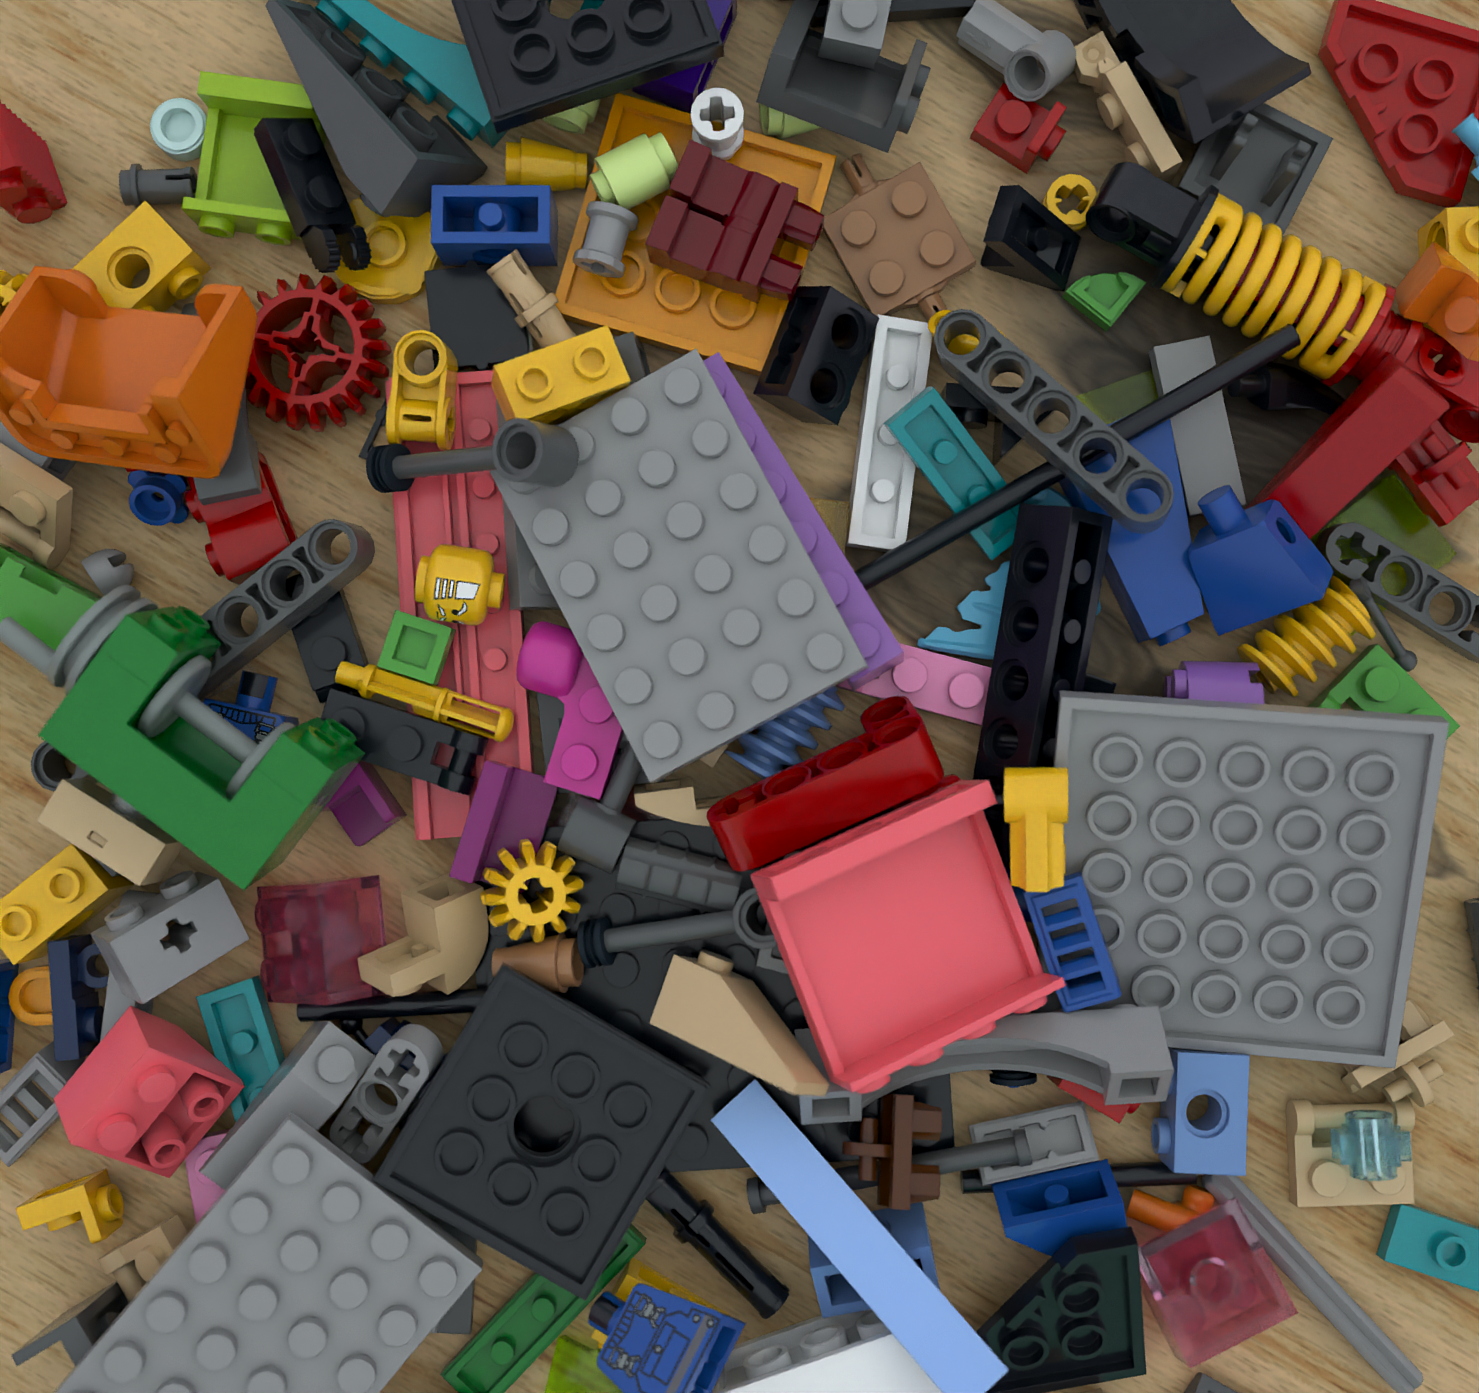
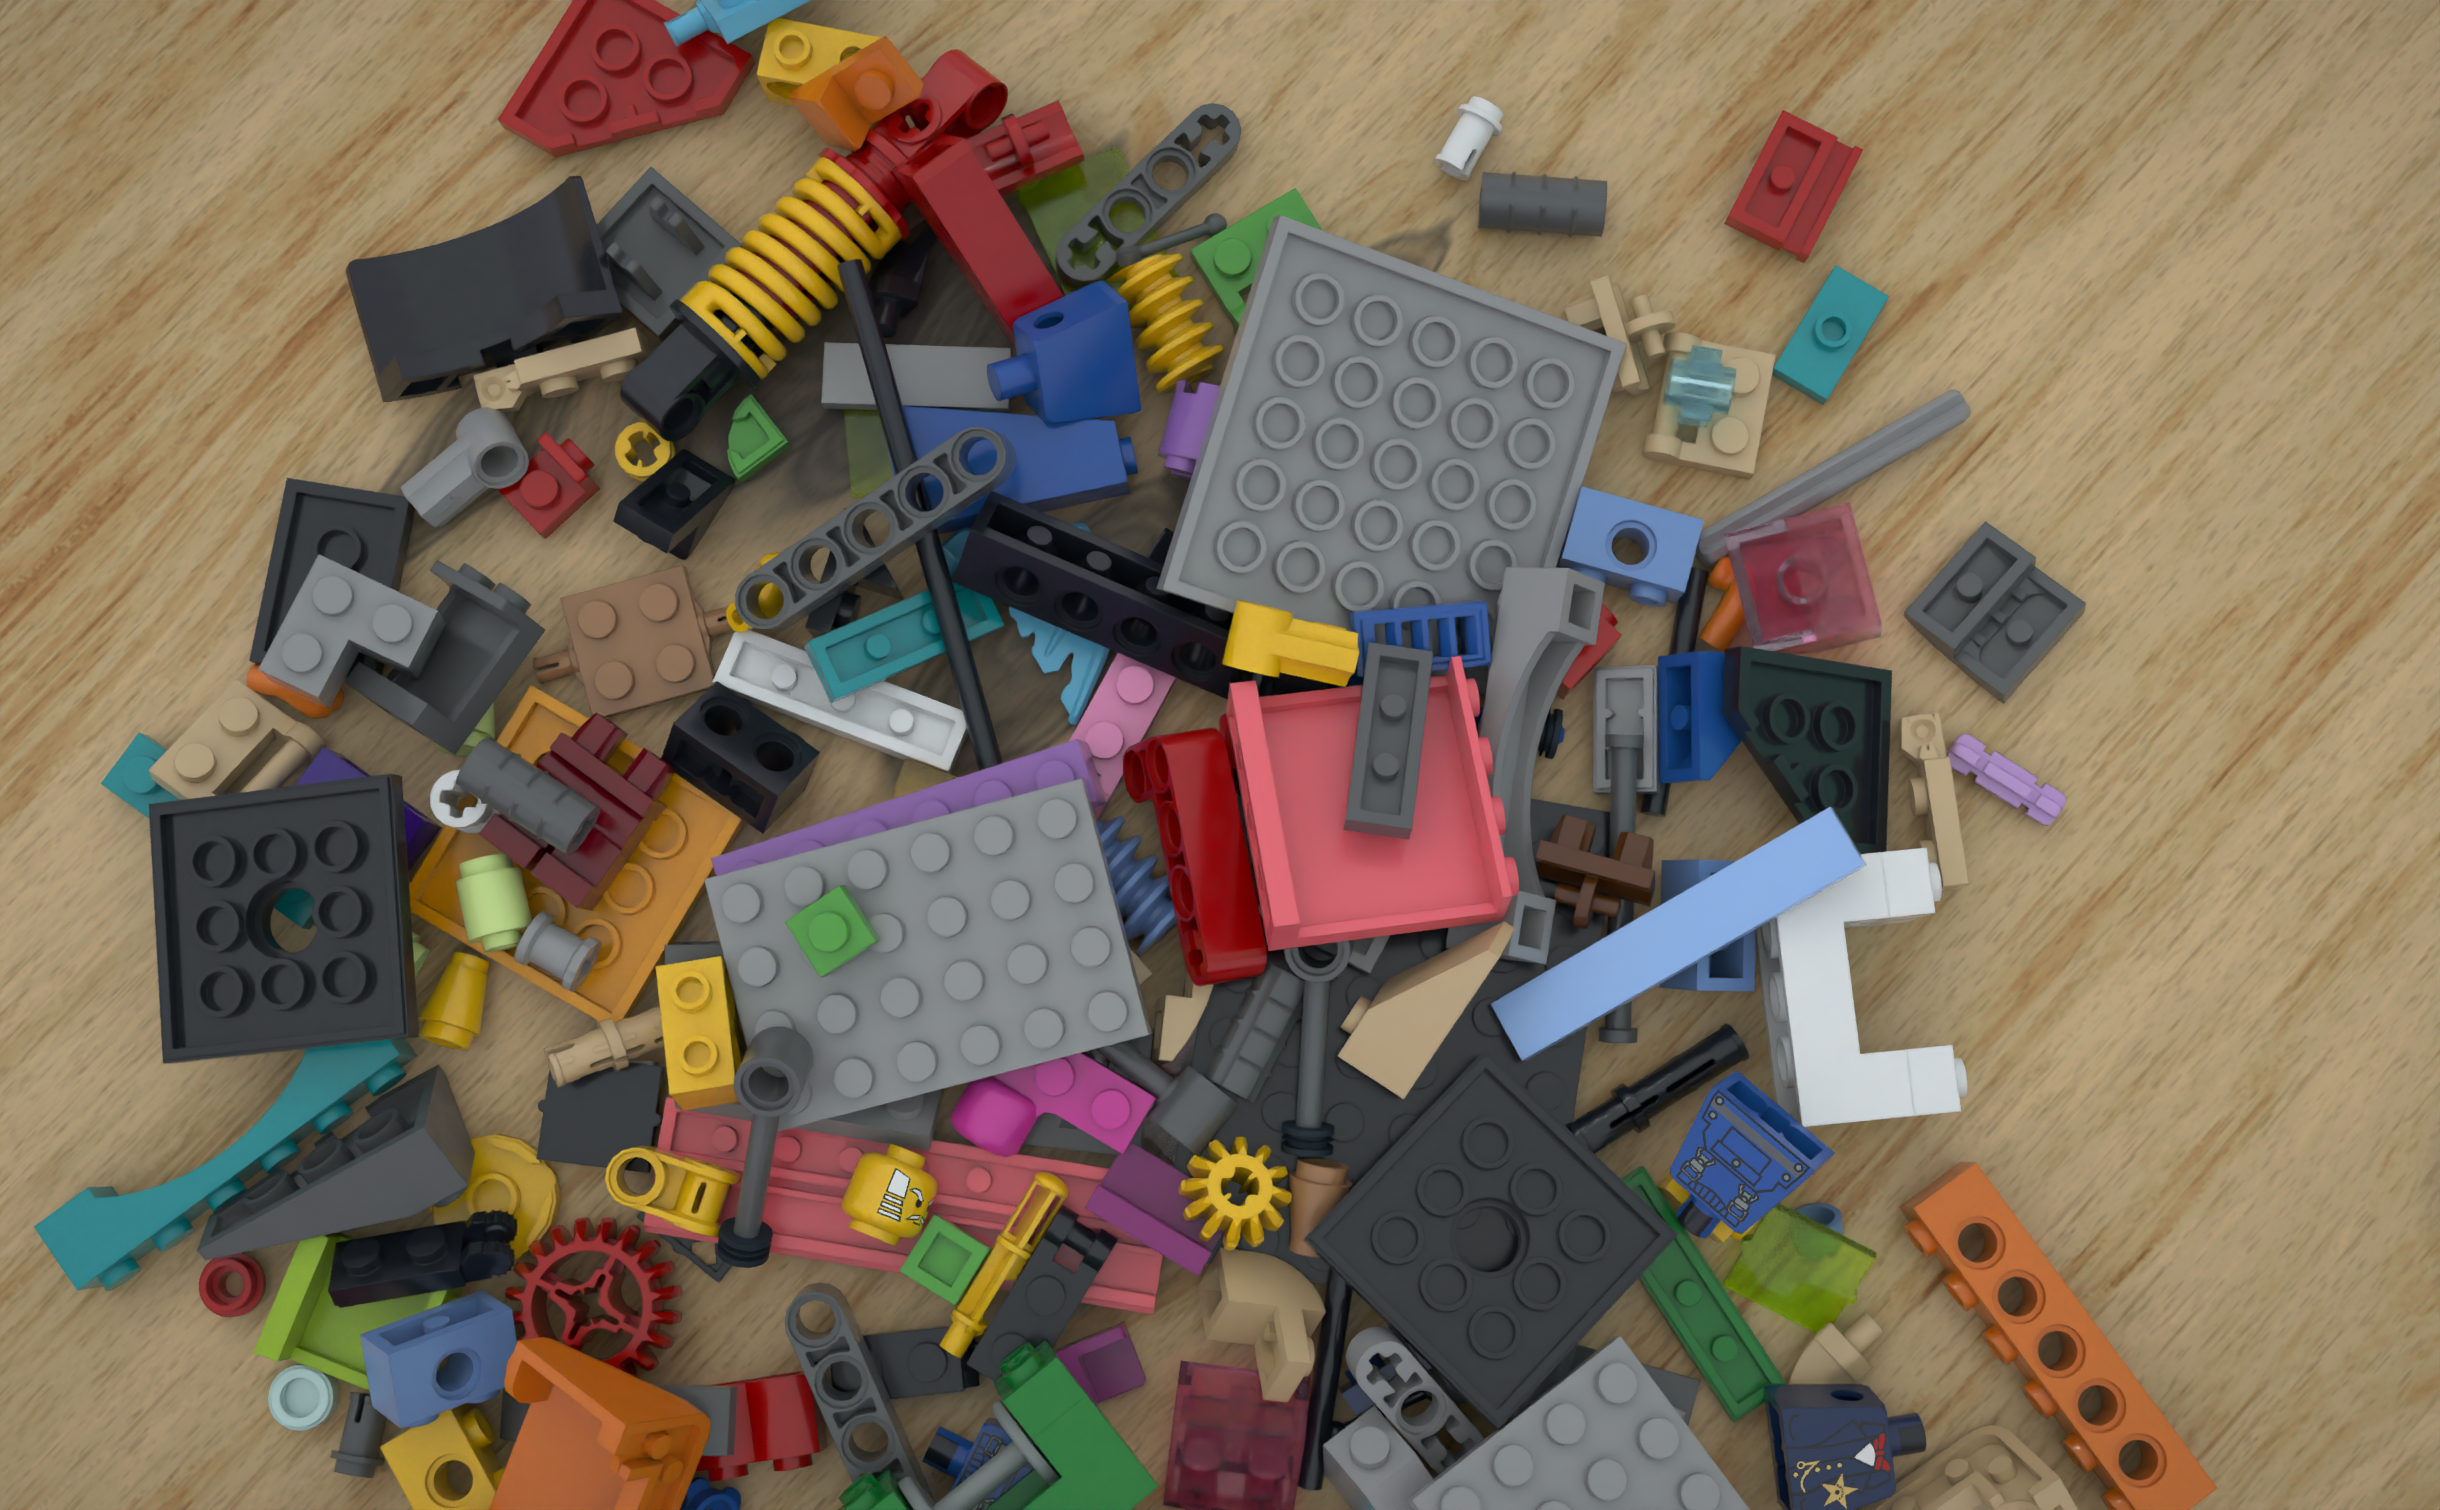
camera: 75 degrees left, 5 degrees down
(225, 200) = (406, 1355): none -> medium blue brick
(247, 33) = (213, 1285): none -> red plate
(492, 222) = (508, 1068): blue brick -> none
(674, 473) = (832, 931): none -> bright green plate
(732, 170) = (528, 795): none -> dark grey axle
(970, 938) = (1388, 741): none -> dark grey plate

